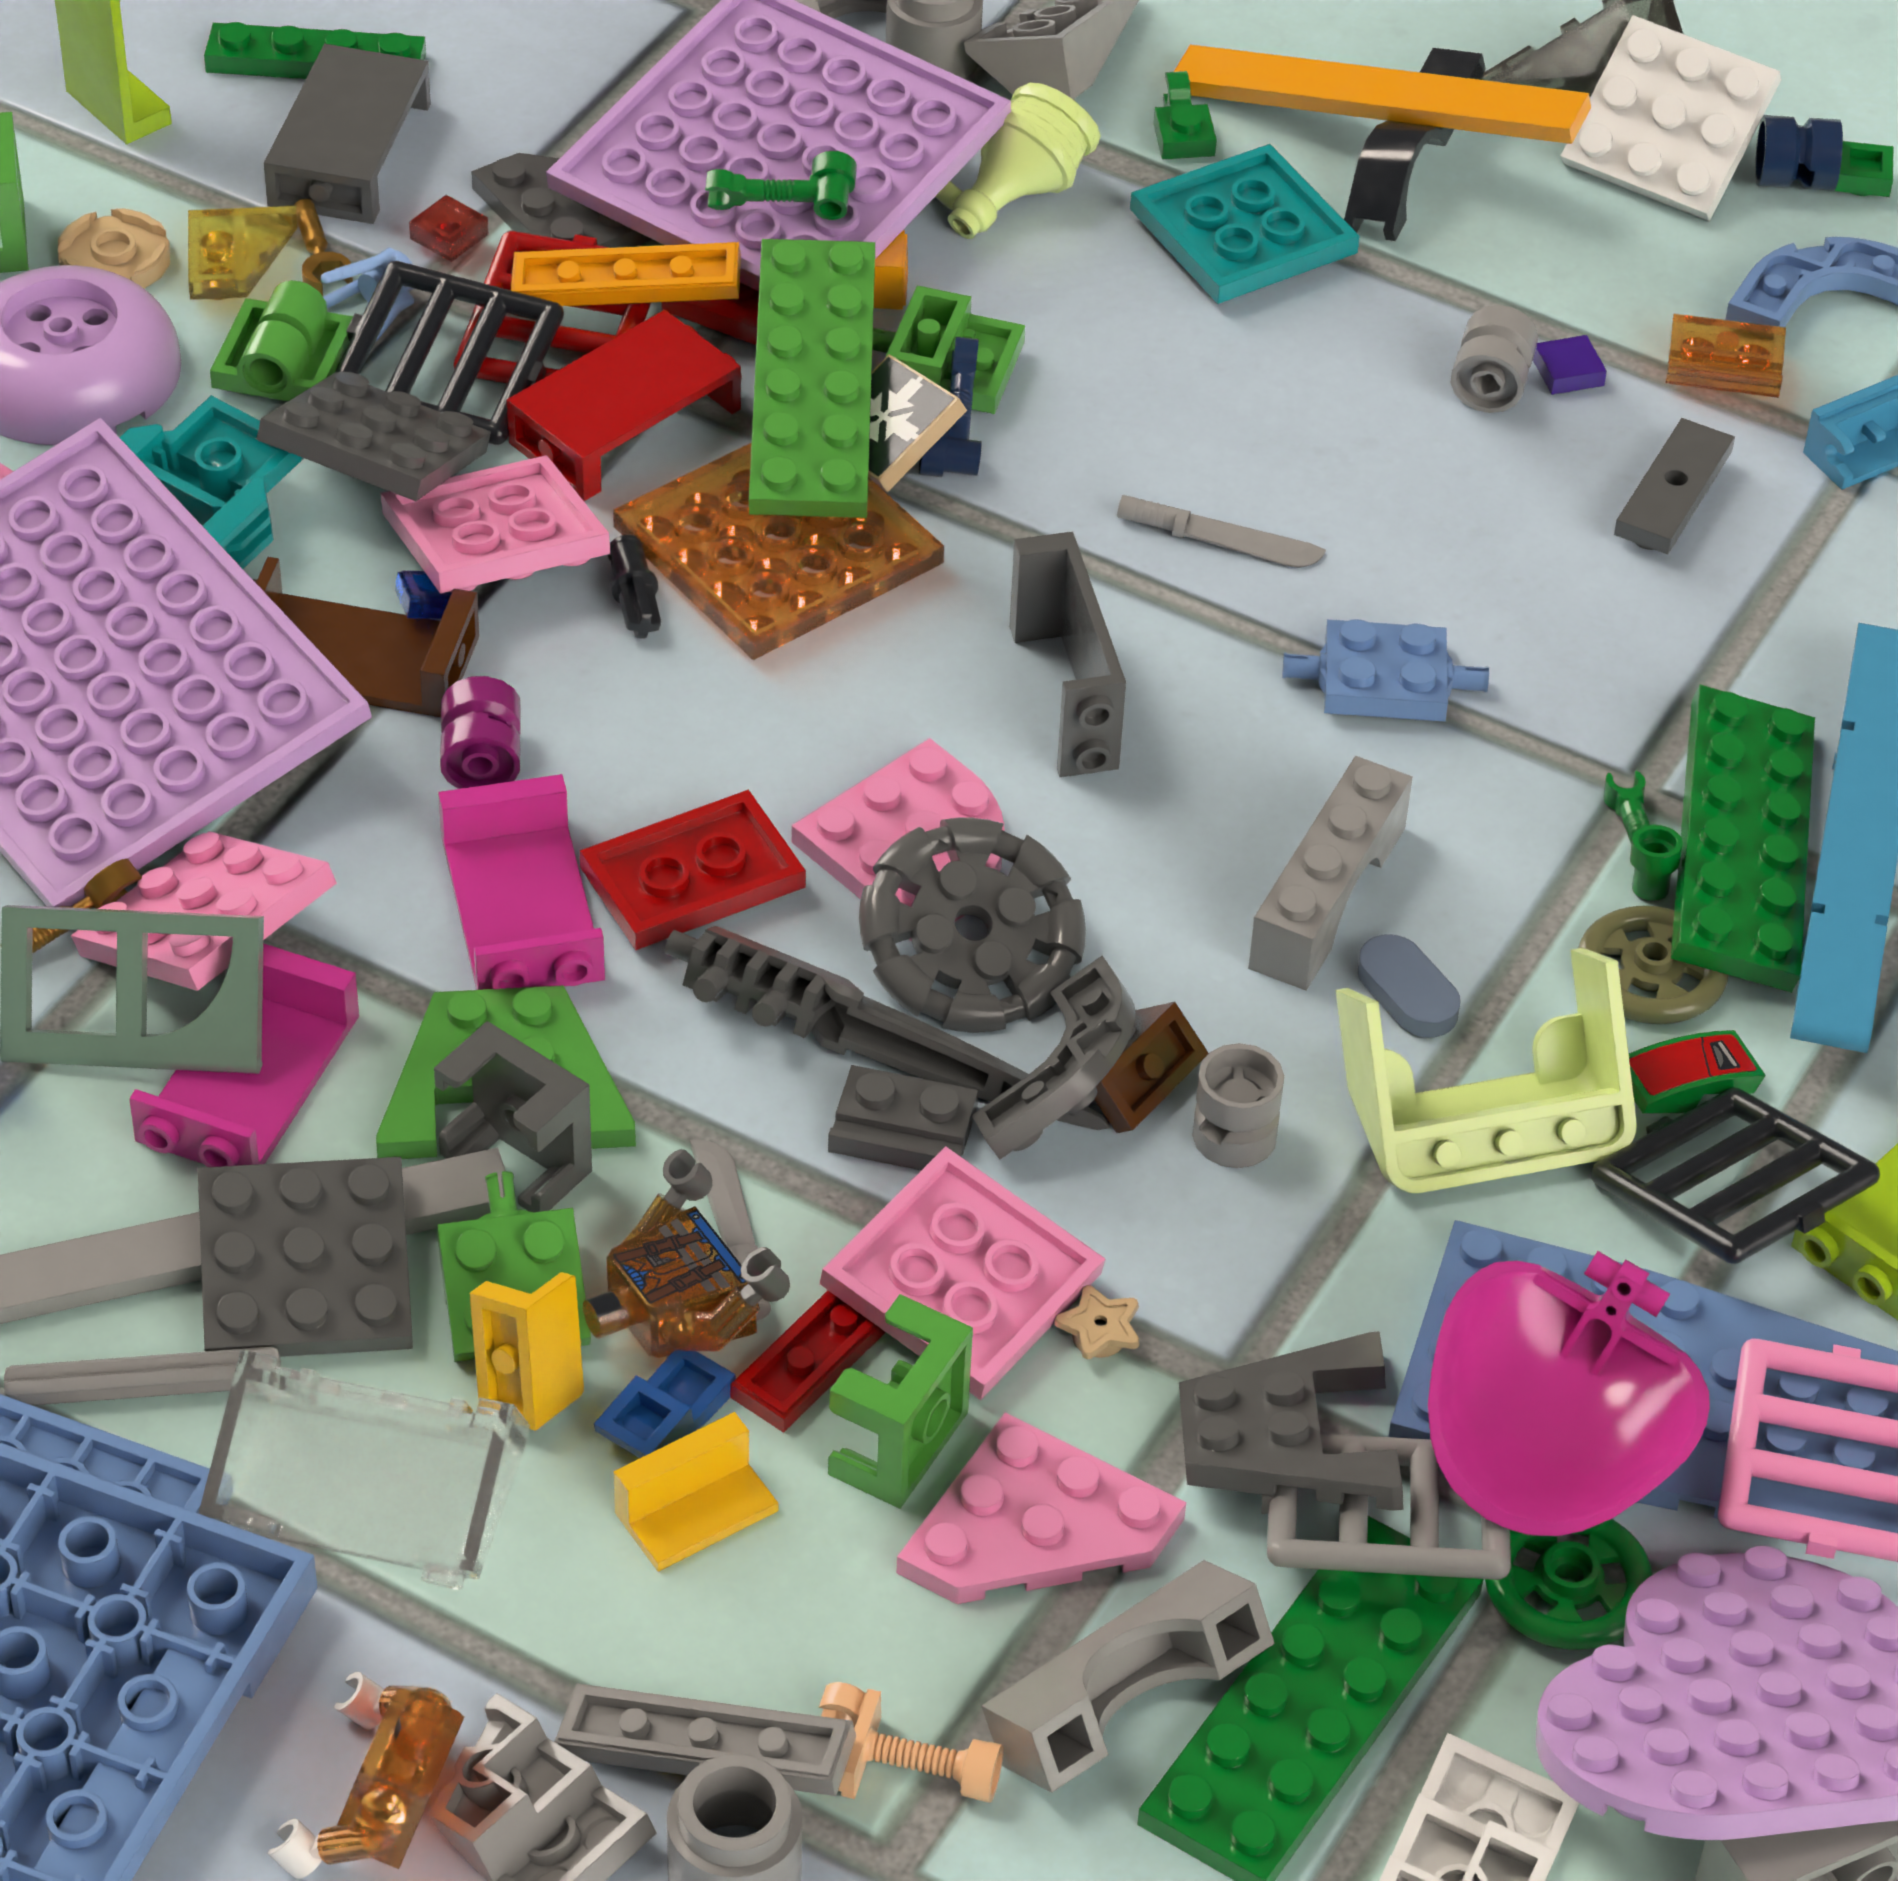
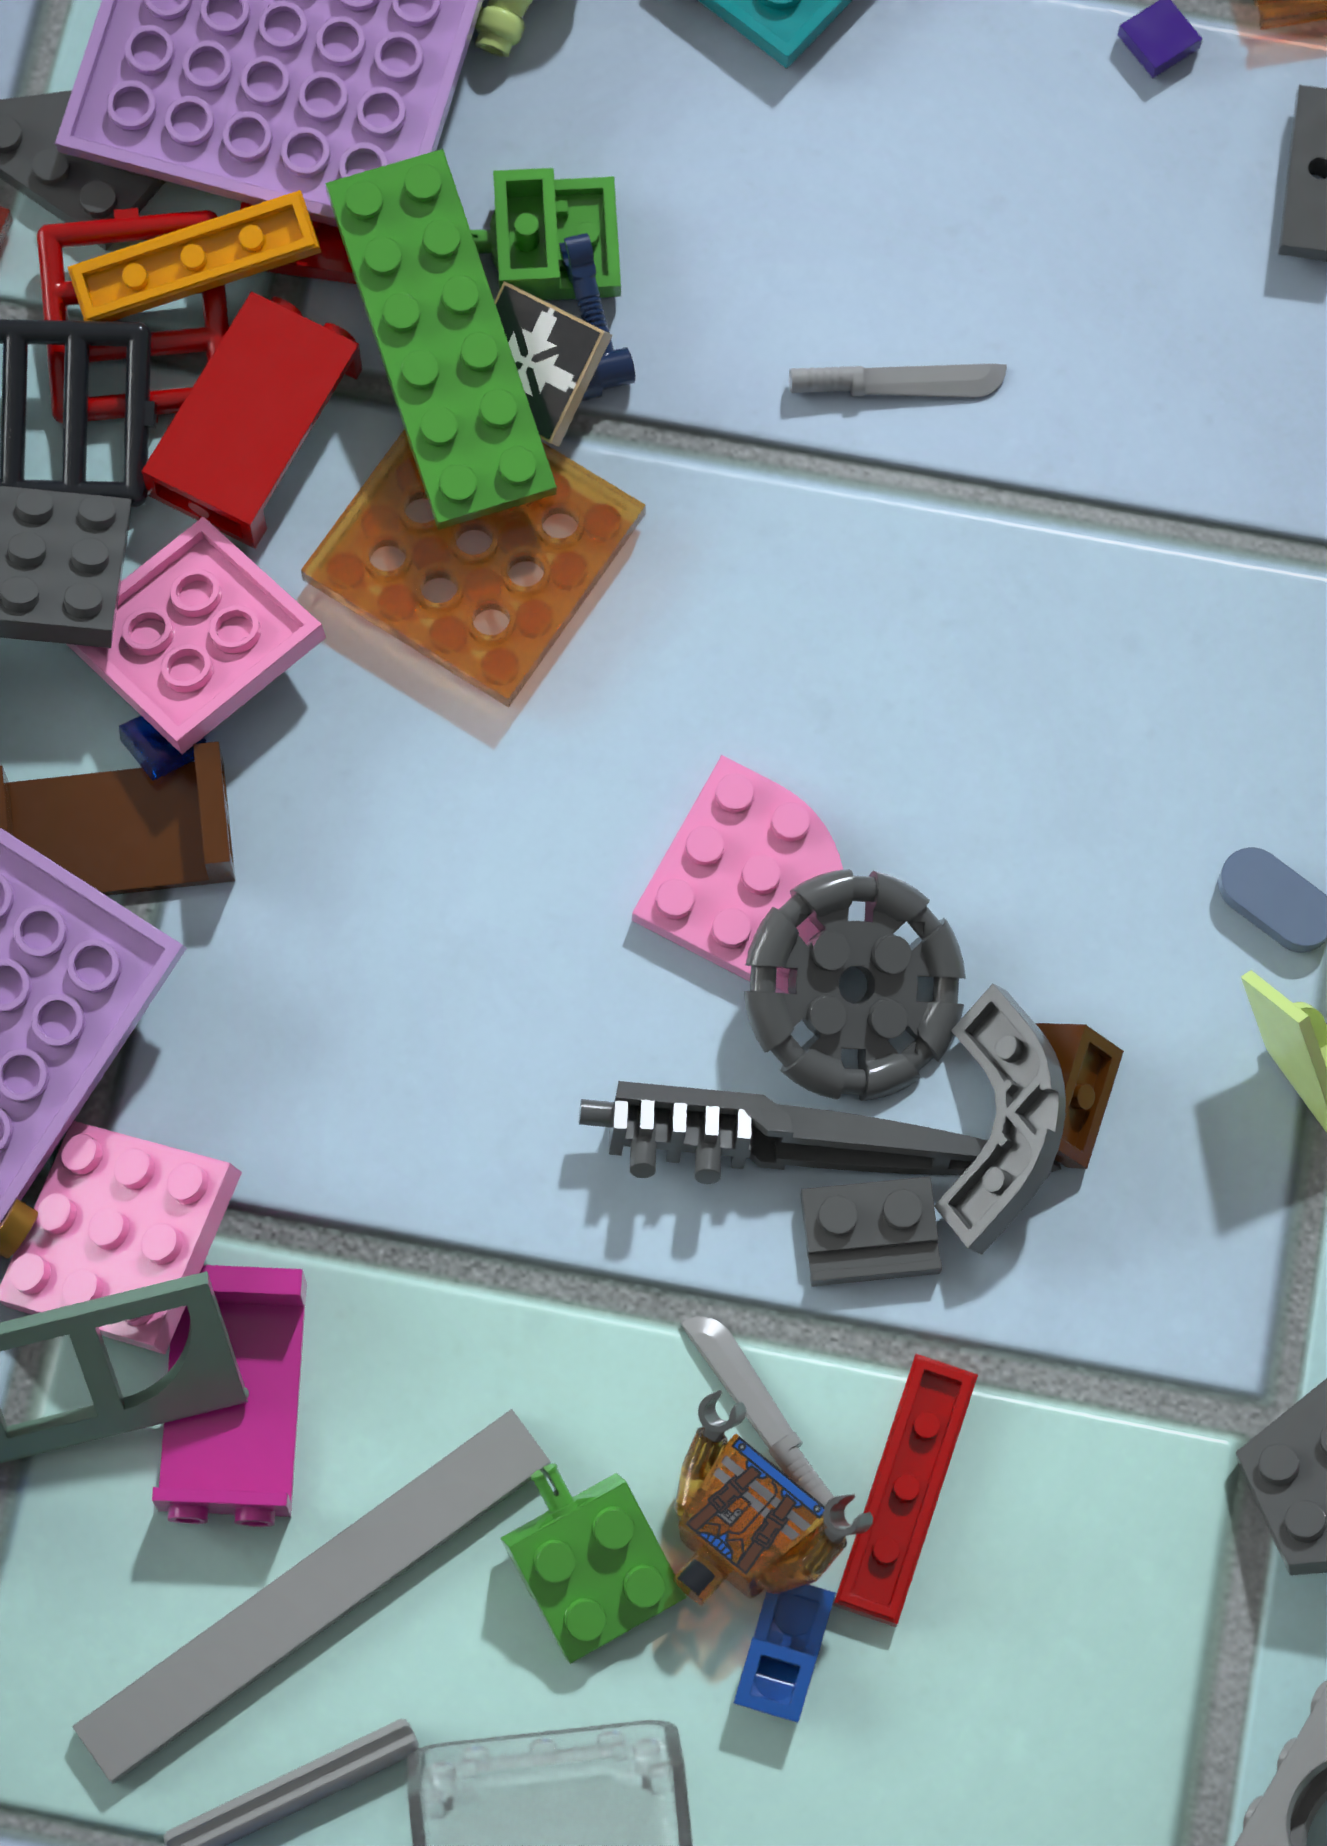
camera: 20 degrees left, 25 degrees up
(305, 1257) = (388, 1610): dark grey plate -> none
(480, 732) = (289, 907): magenta wheel -> none
(519, 885) = (404, 1088): dark pink panel -> none
(524, 1104) = (531, 1371): dark grey panel -> none
(528, 1347) = (648, 1660): yellow panel -> none
(533, 1015) = (462, 1282): bright green wing -> none
(634, 585) = (358, 656): black axle -> none
(692, 869) = (558, 1002): red plate -> none
(692, 1493) = (852, 1743): yellow panel -> none
(828, 187) = (365, 90): green brick -> none
(892, 275) = (456, 145): light orange slope -> none
(911, 1412) = (1035, 1548): bright green panel -> none
(969, 1254) = (999, 1403): bright pink plate -> none
(1036, 1518) = (1159, 1646): bright pink plate -> none
(1054, 600) = (789, 536): dark grey panel -> none
(1105, 1339) = (1121, 1411): tan plate -> none
(1238, 1105) = (1182, 1119): light grey wheel -> none
(1306, 903) = (1166, 798): light grey arch -> none
(1385, 670) = (1121, 510): medium blue plate -> none
(1494, 359) = (1091, 67): light grey wheel -> none

